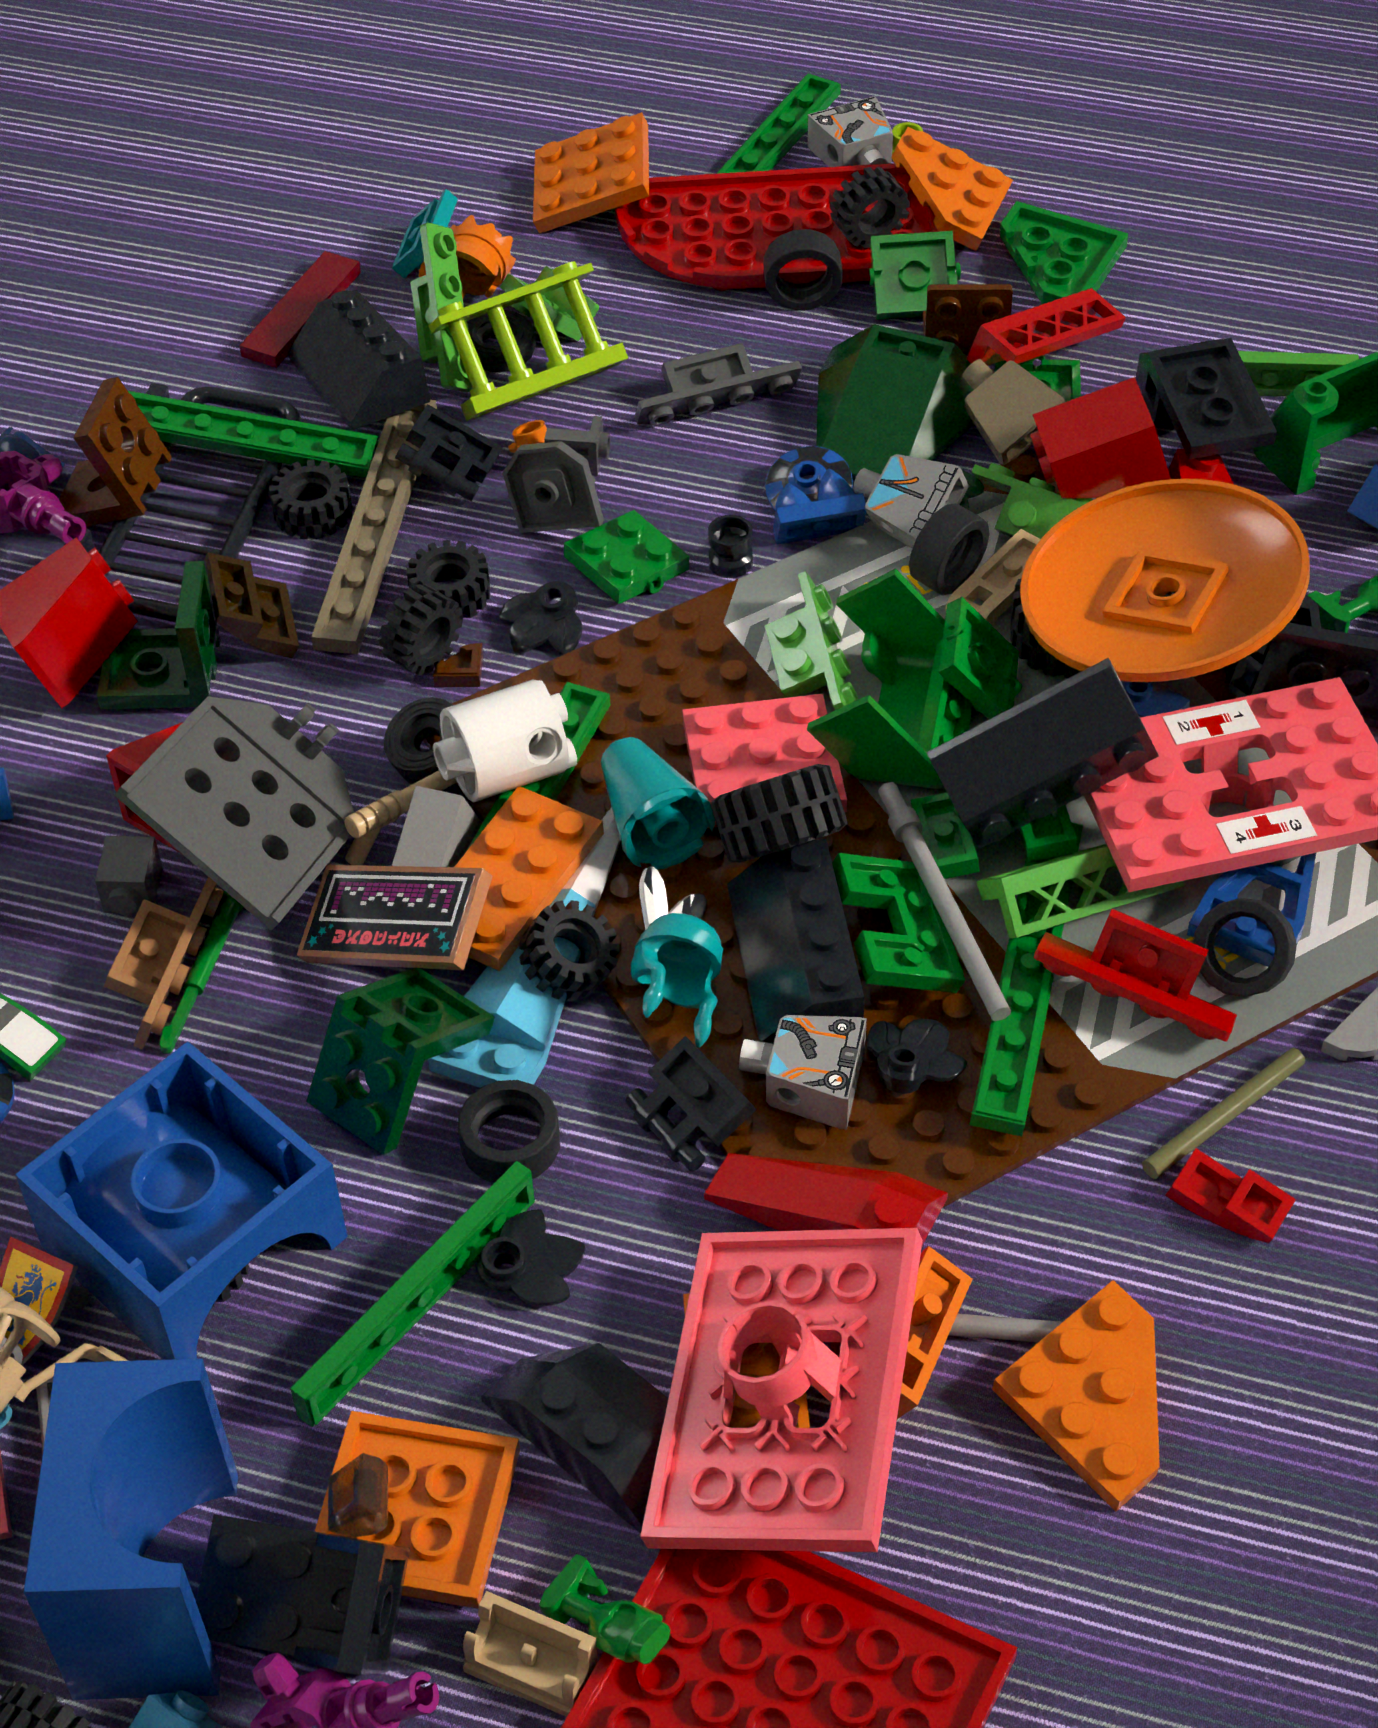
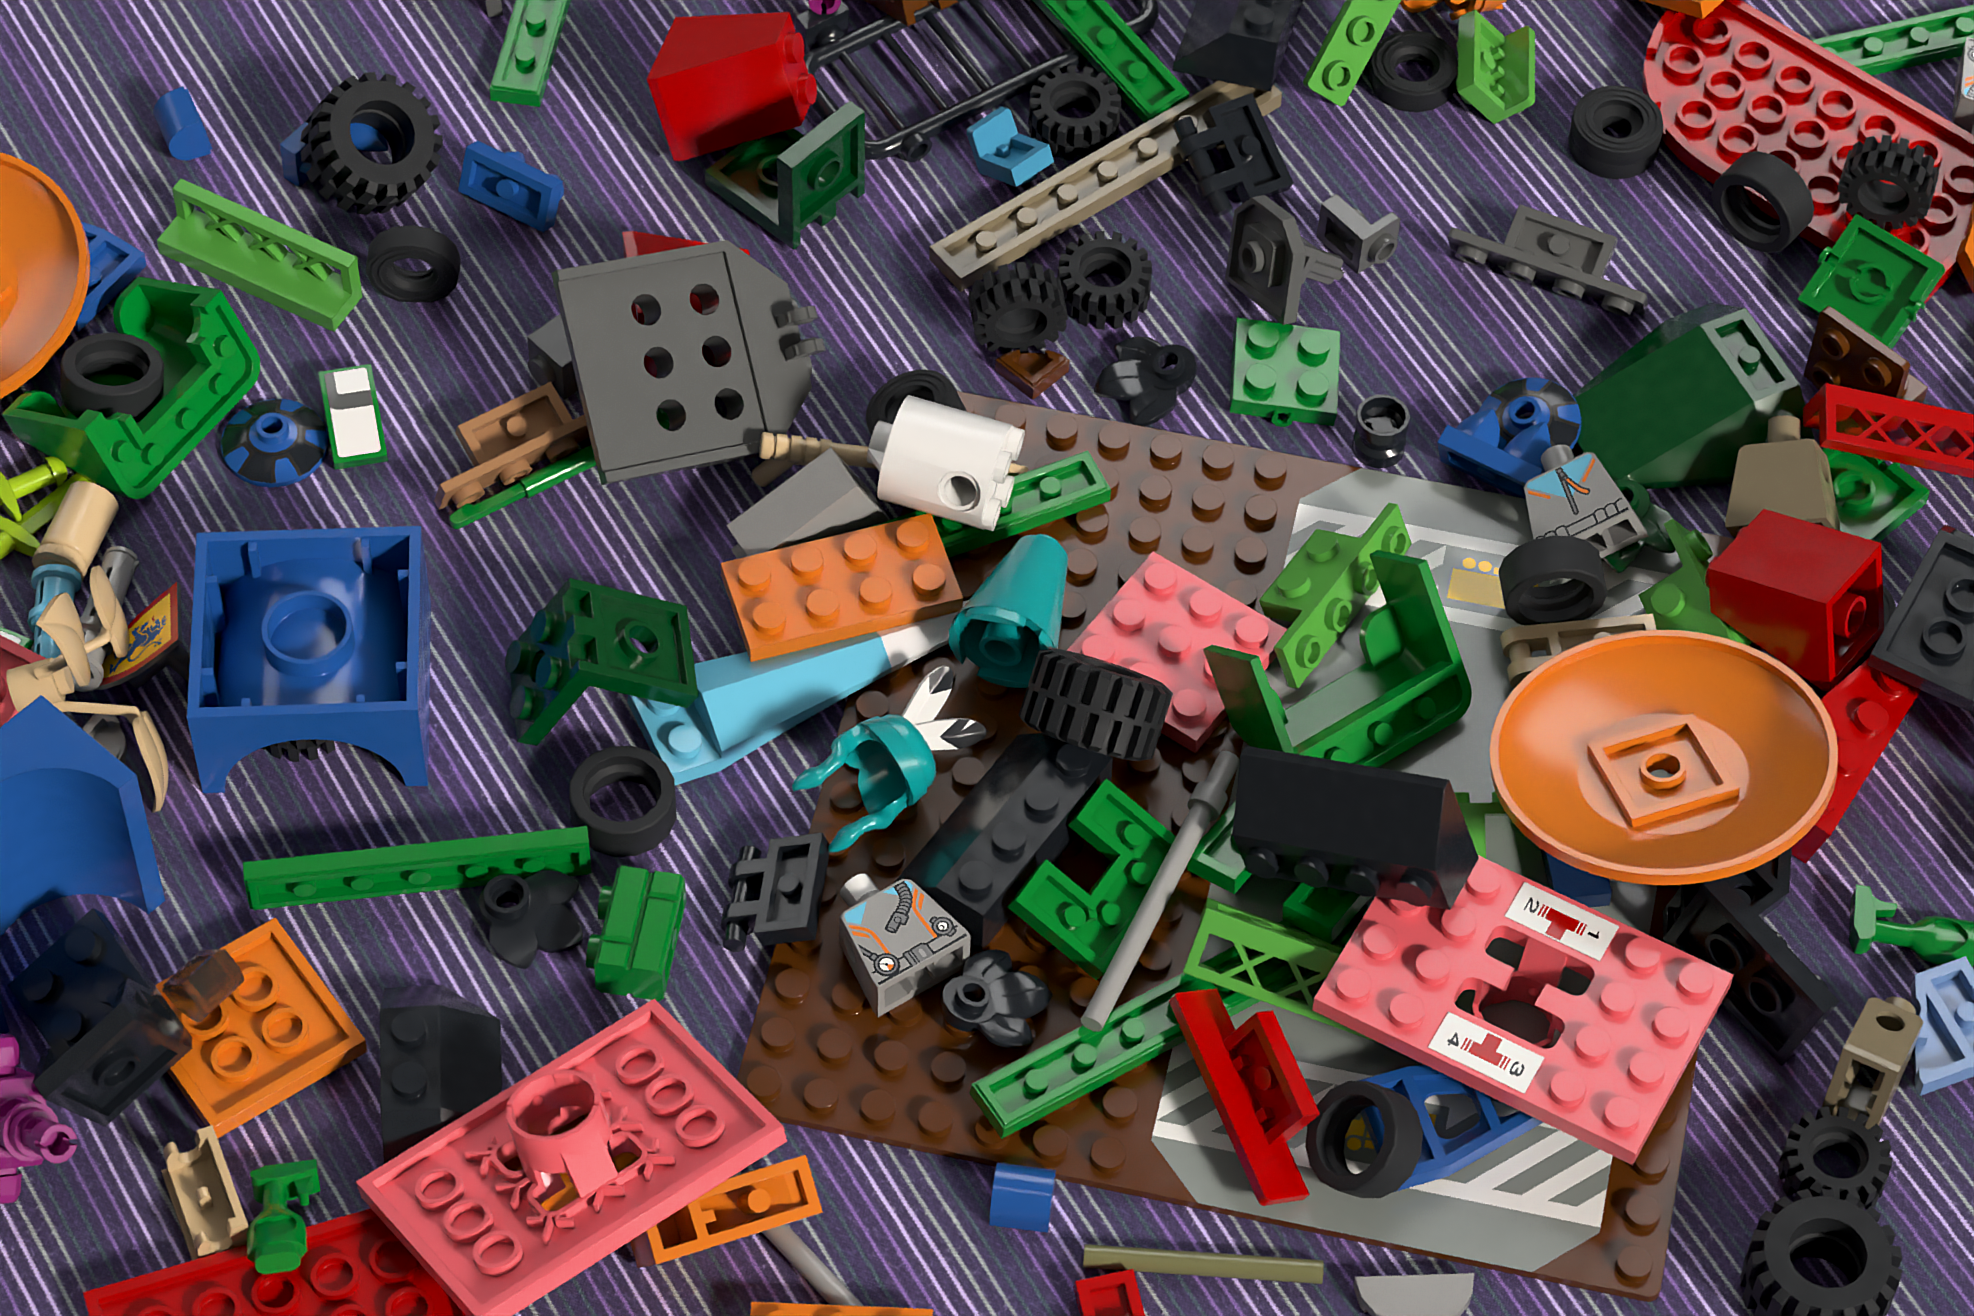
camera: 40 degrees right, 5 degrees up
(251, 606) = (904, 179): dark brown slope -> none
(296, 551) = (1004, 152): none -> dark azure bracket
(395, 916) = (709, 549): tile -> none
(523, 382) = (1428, 139): lime fence -> none
(528, 433) = (1326, 185): orange plate -> none
(554, 968) = (840, 667): black tyre -> none
(625, 1206) = (638, 932): none -> green brick
(662, 294) = (1618, 108): none -> black tyre
(823, 1196) = (794, 1065): red wedge -> none
(978, 660) = (1448, 706): green plate -> none
(1072, 1163) = (1022, 1197): none -> blue brick

